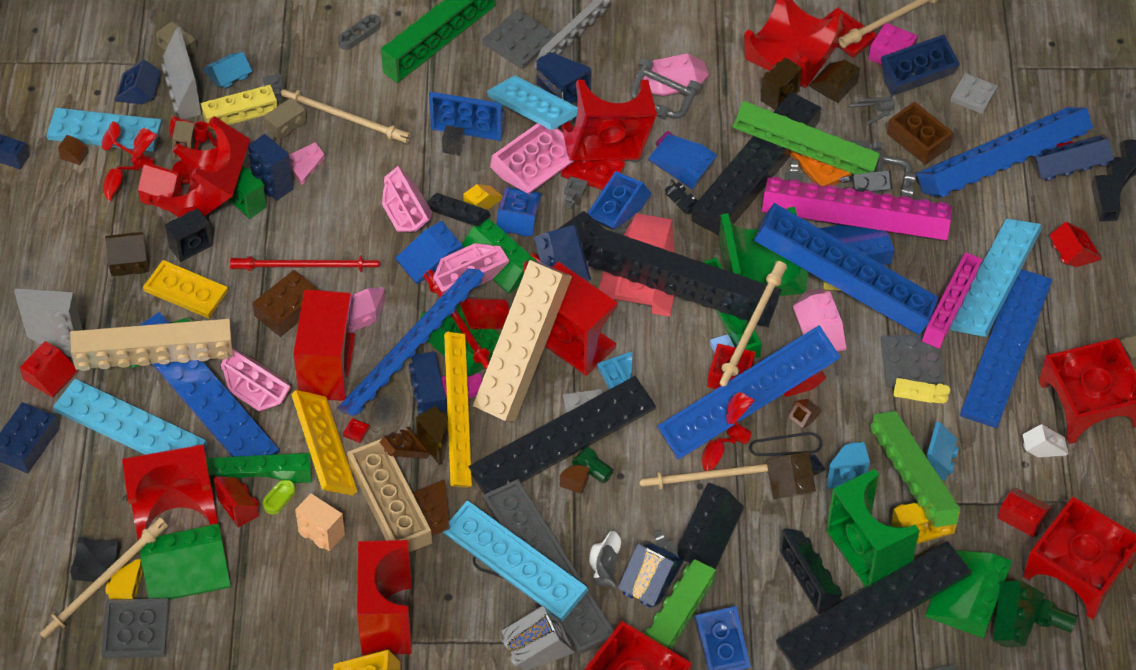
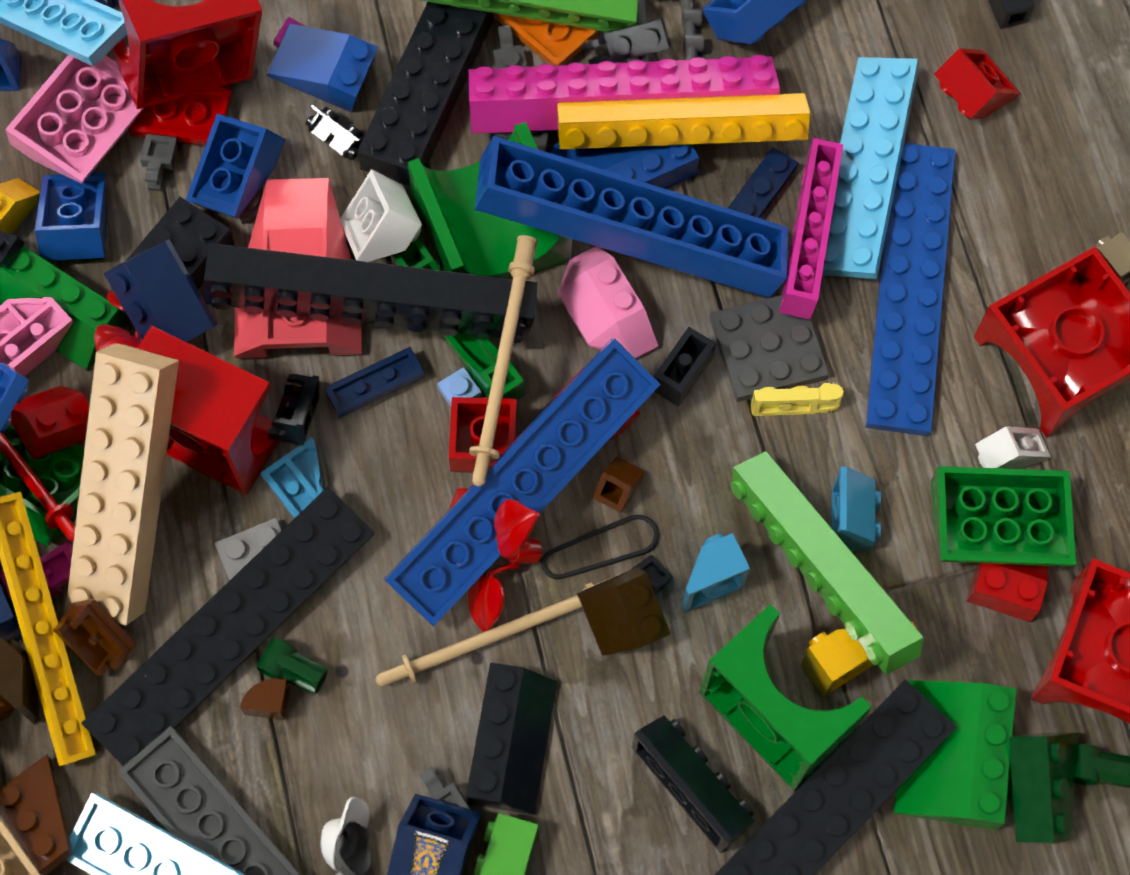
camera: 15 degrees left, 15 degrees up
(486, 422) = (94, 636): none -> reddish brown hinge
(625, 335) = (296, 410): none -> black hinge
(674, 331) = (374, 382): none -> dark blue plate
(698, 243) = (380, 219): none -> white slope
(858, 358) = (684, 366): none -> black brick
(889, 227) = (683, 121): none -> yellow brick
(933, 274) = (764, 184): none -> dark blue plate
(1029, 471) = (1003, 516): none -> green slope

